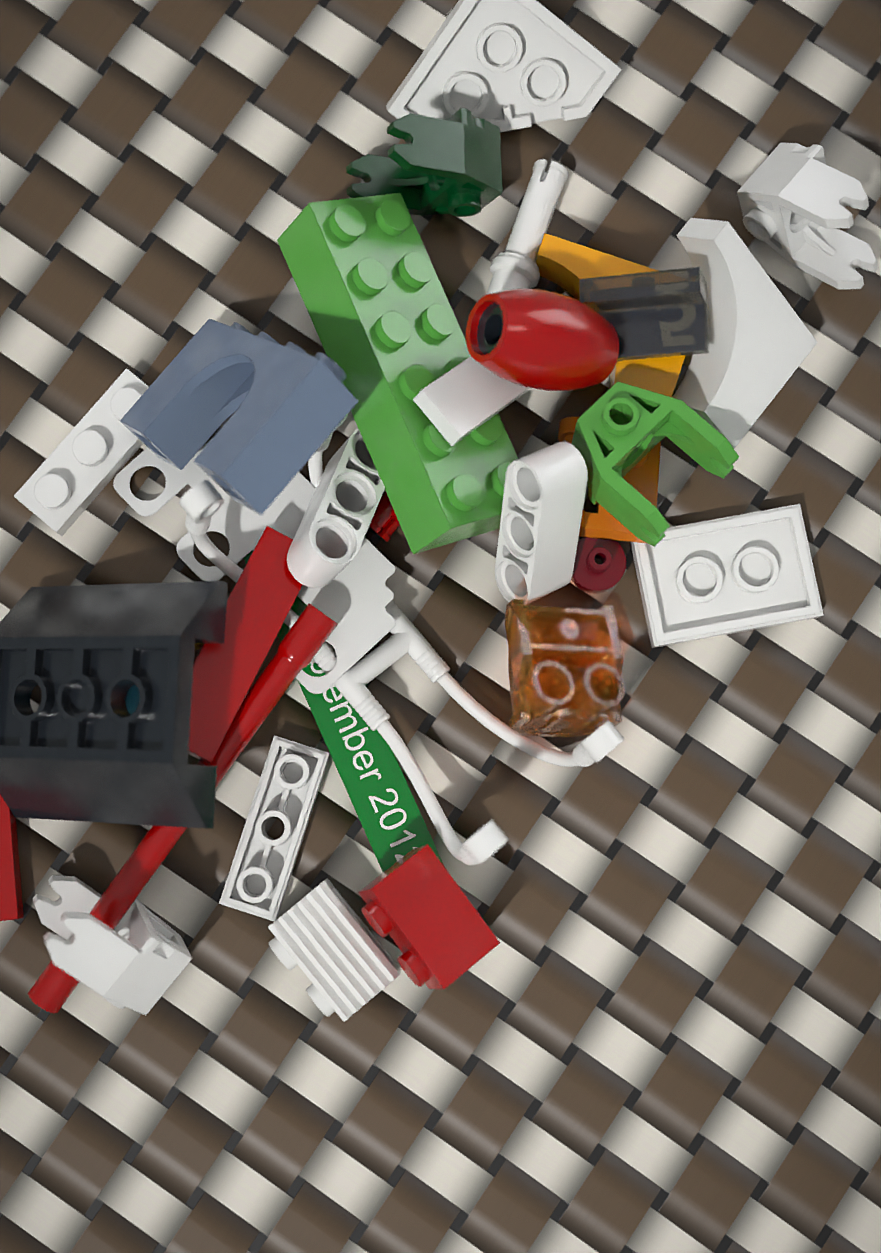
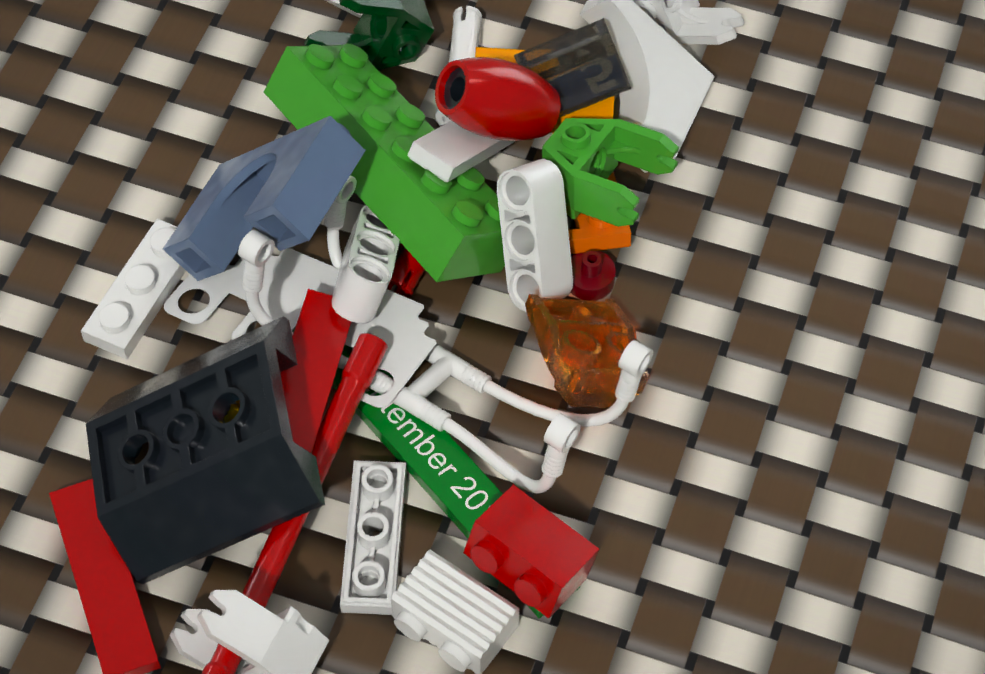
camera: 15 degrees left, 25 degrees down
(727, 576) = (700, 261): white tile -> none

